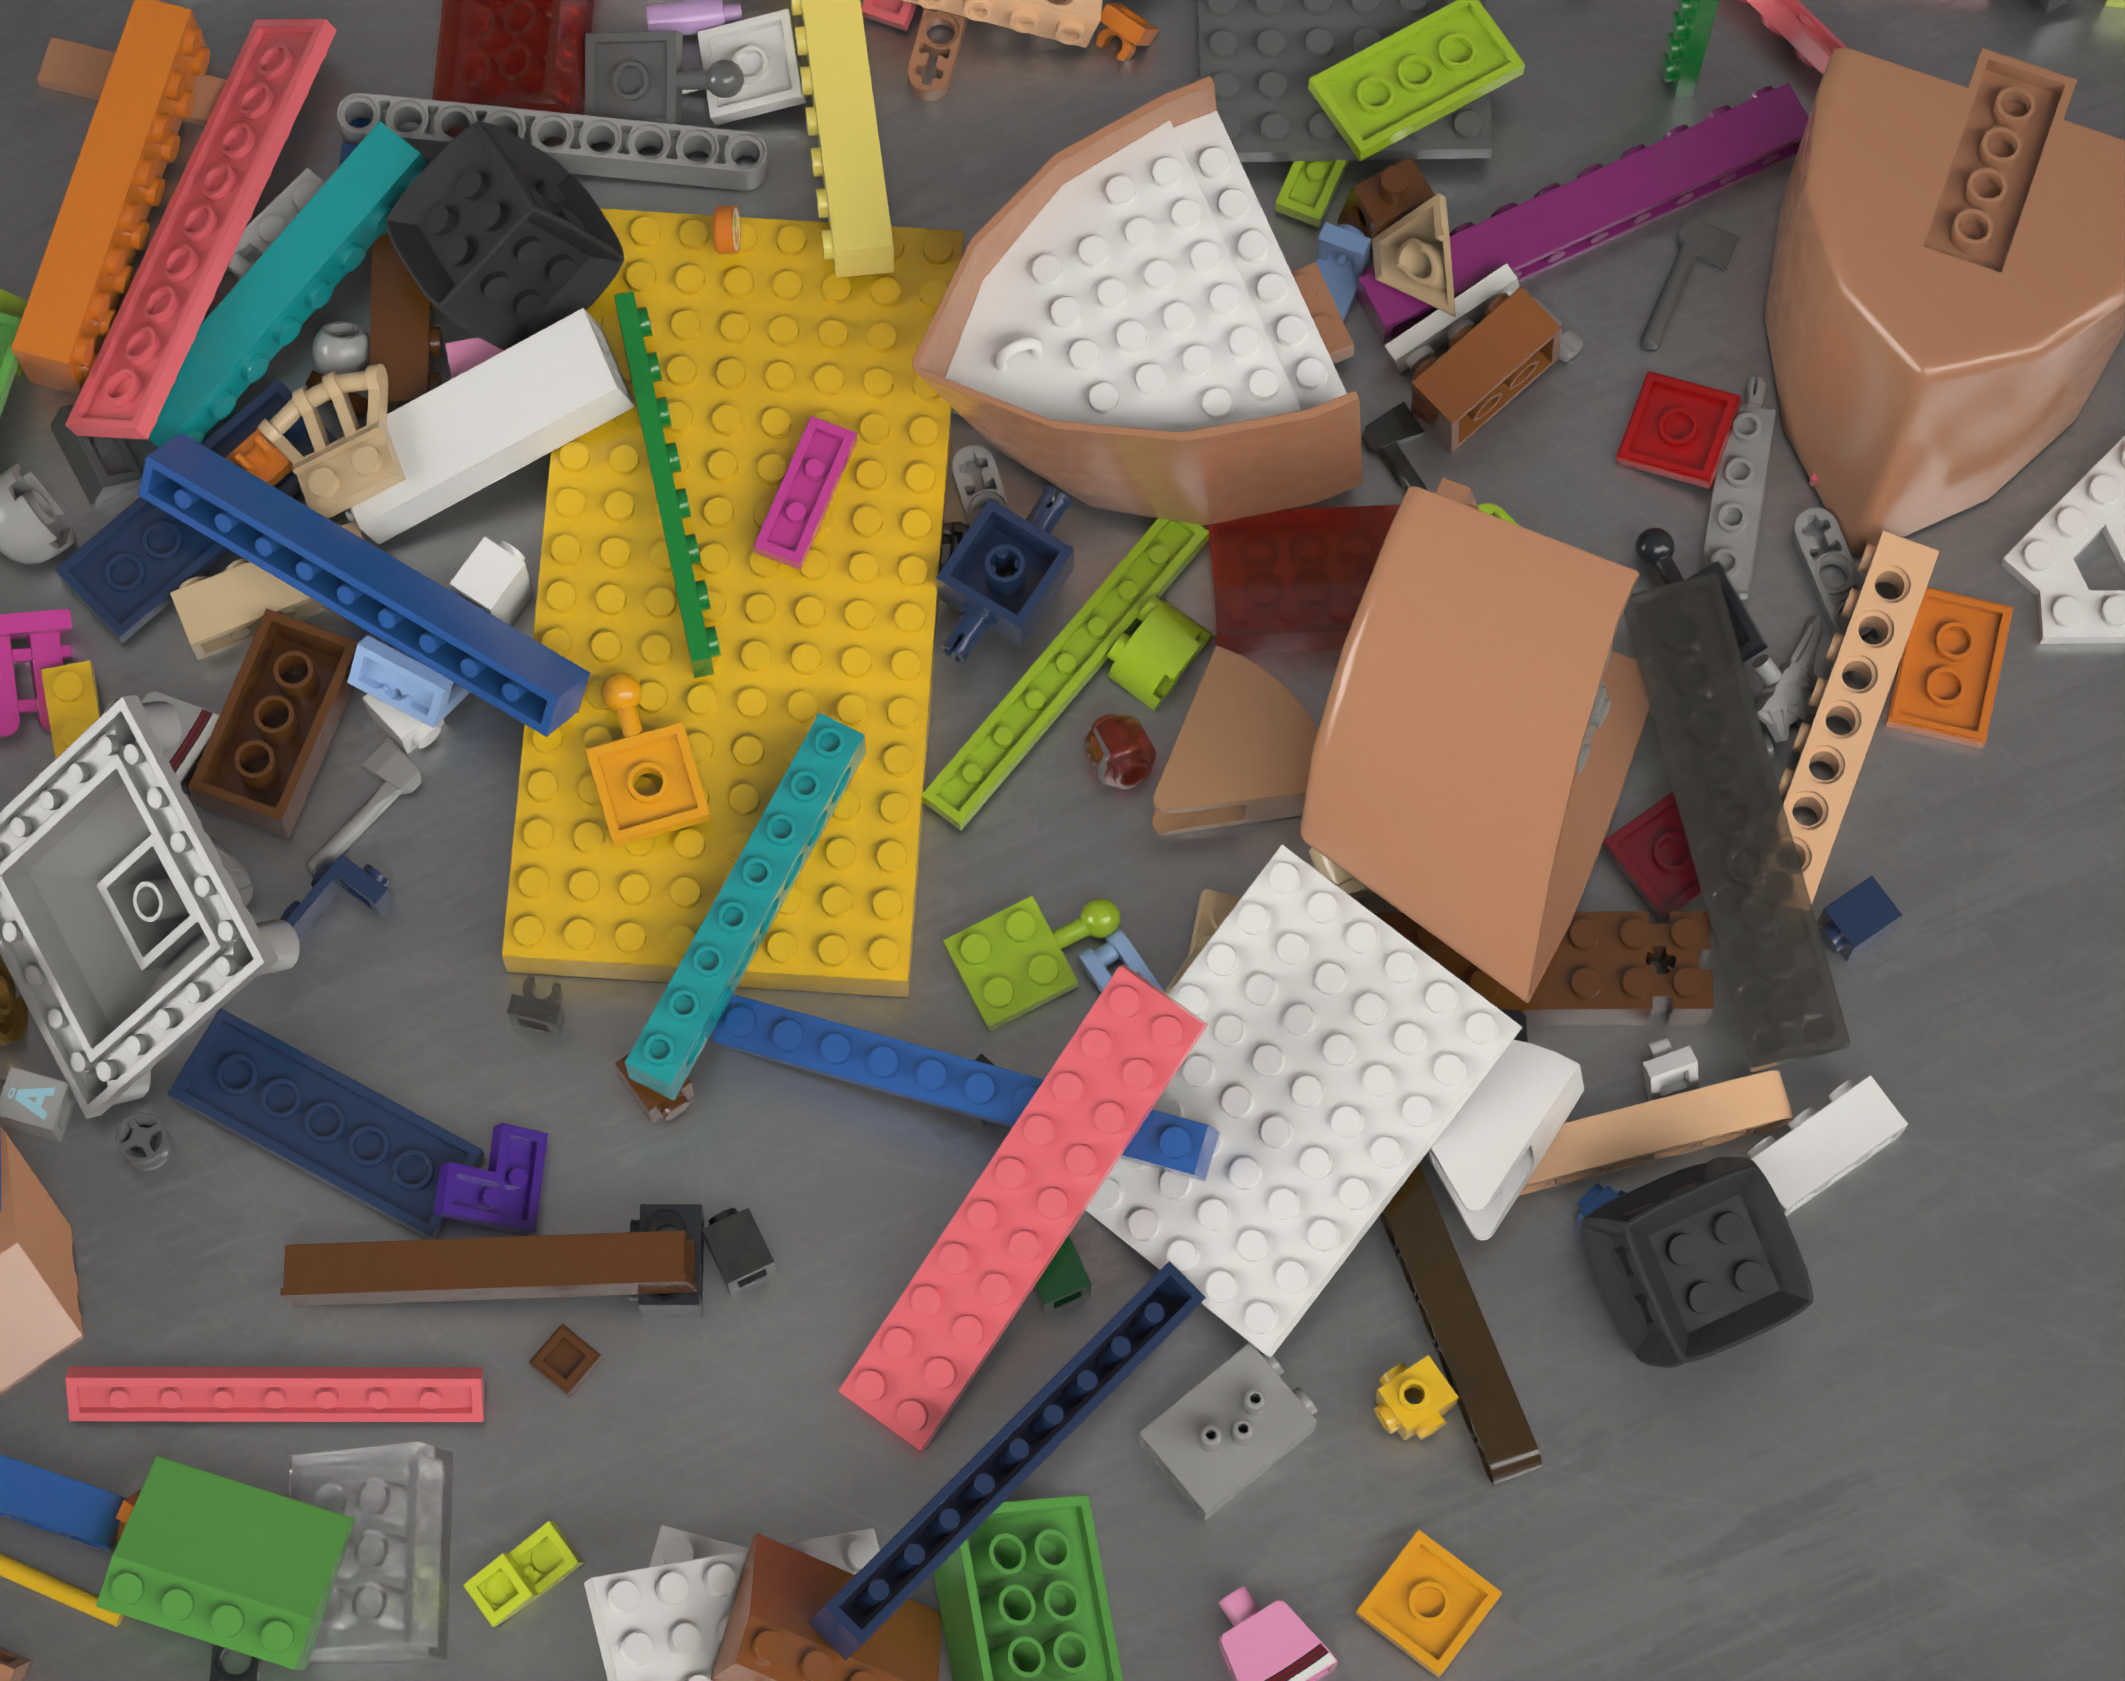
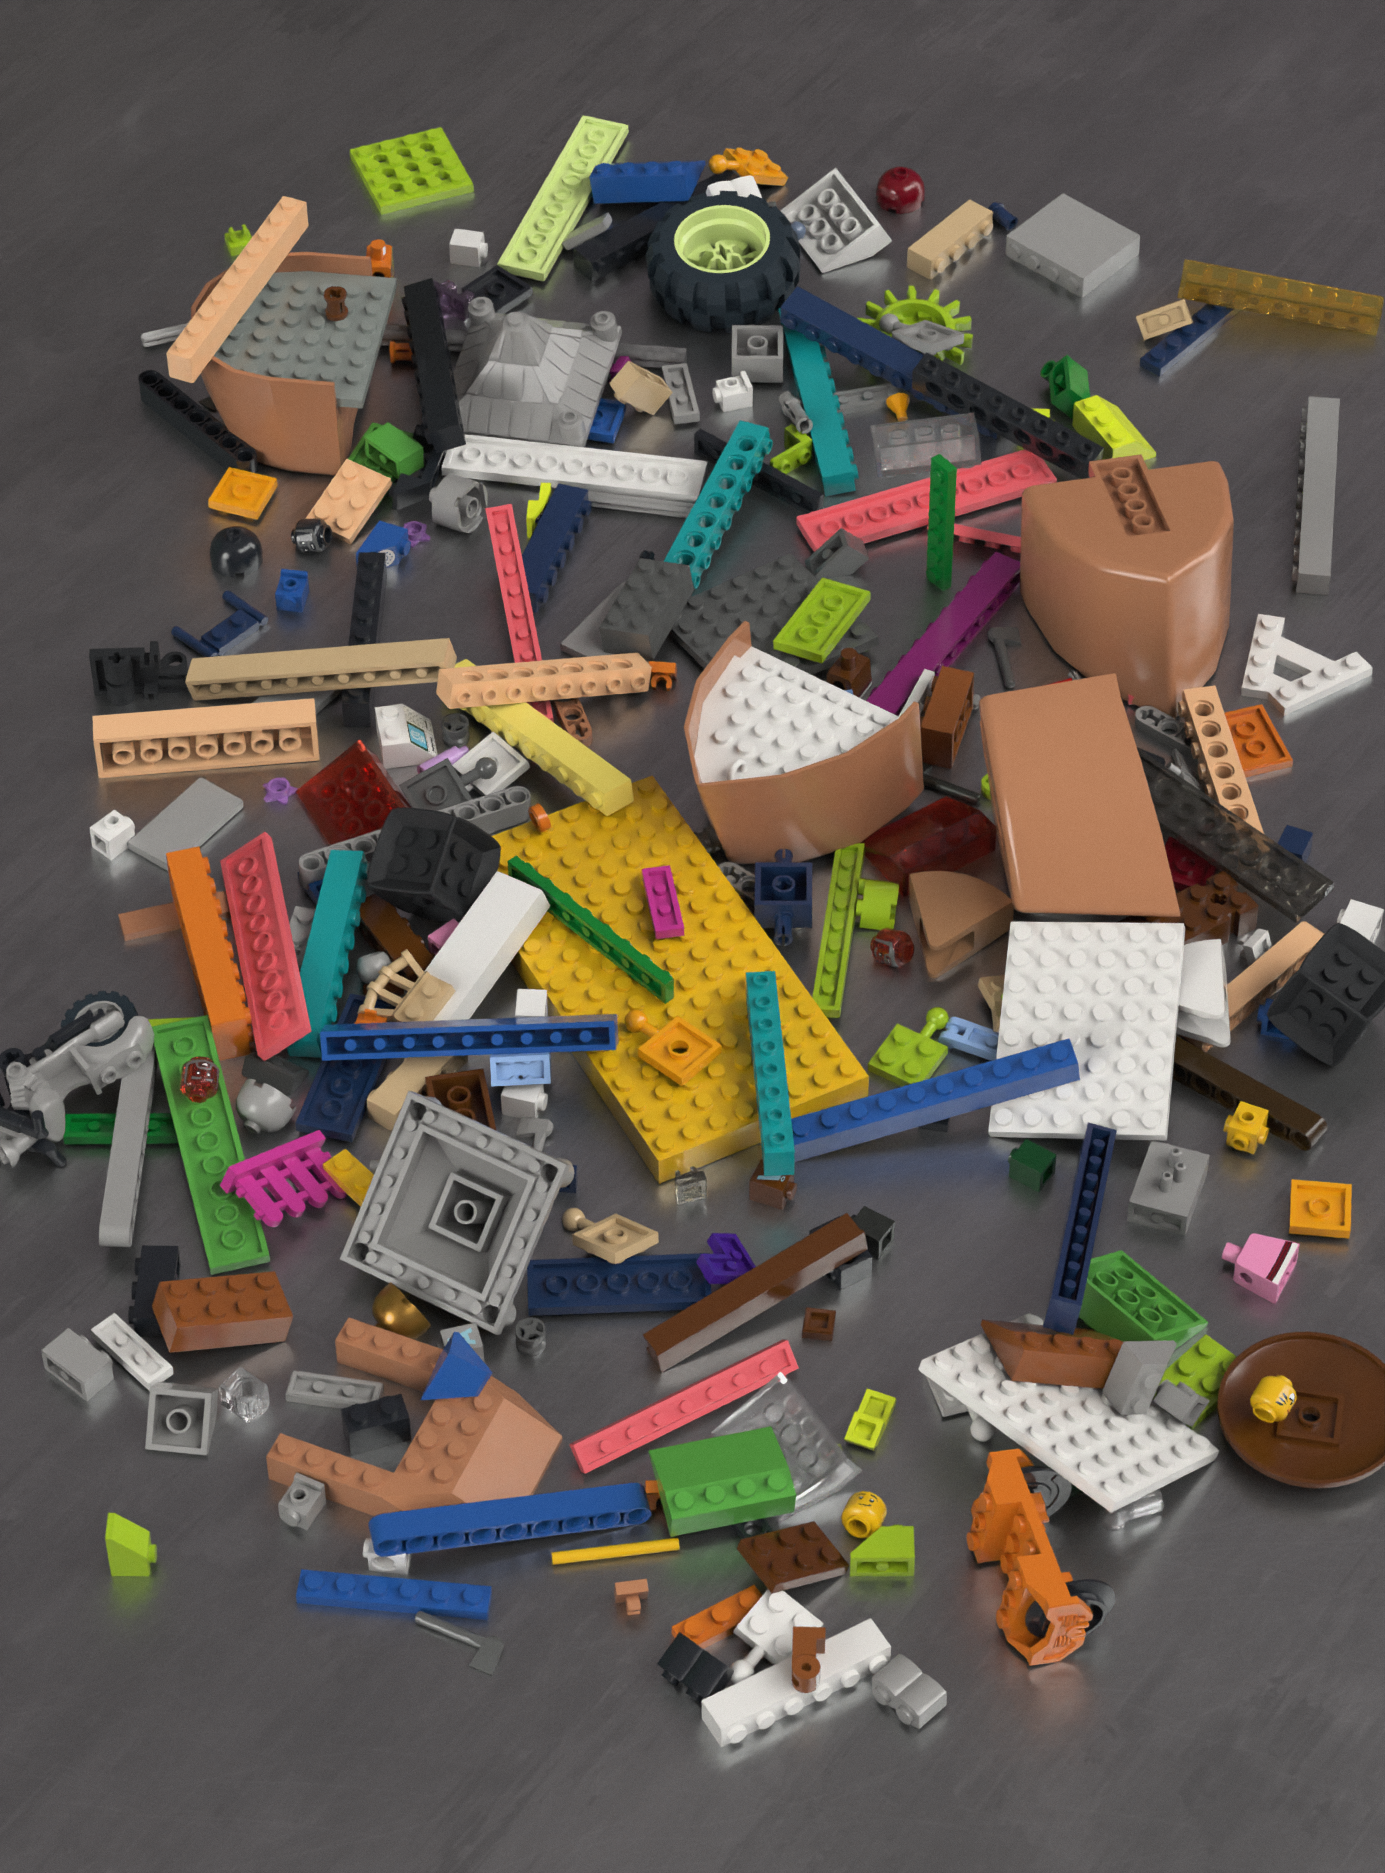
camera: 30 degrees left, 25 degrees down
(360, 1043) = (610, 1238): none -> tan plate
(1023, 1207) = (1004, 1127): coral plate -> none
(1417, 255) = (882, 681): tan slope -> none

